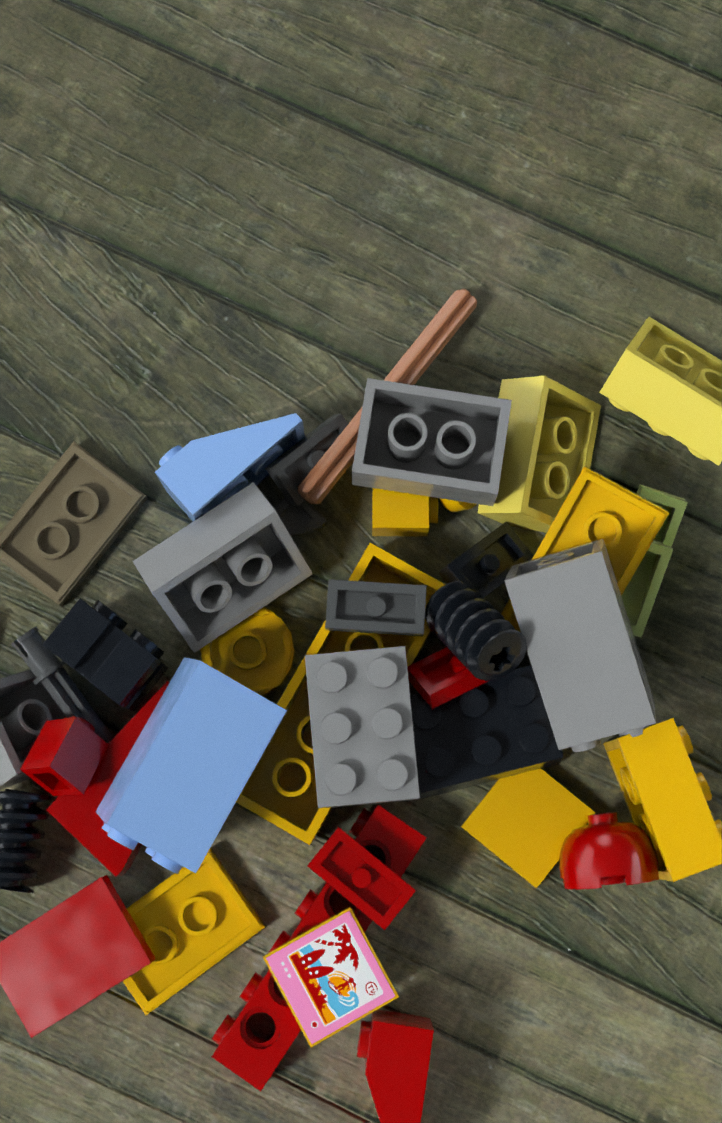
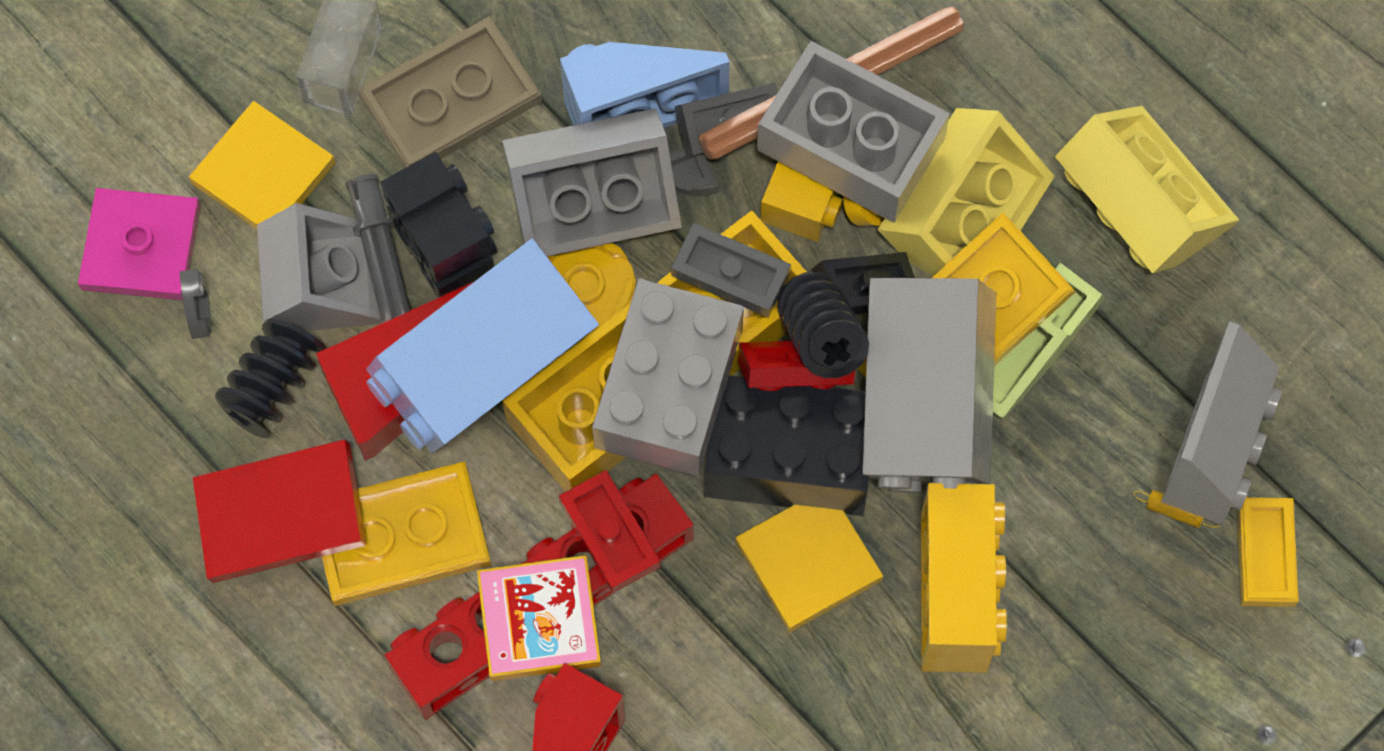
camera: 20 degrees right, 10 degrees down
(65, 756) = (356, 305): red brick -> none
(607, 854) = (876, 611): red cylinder -> none

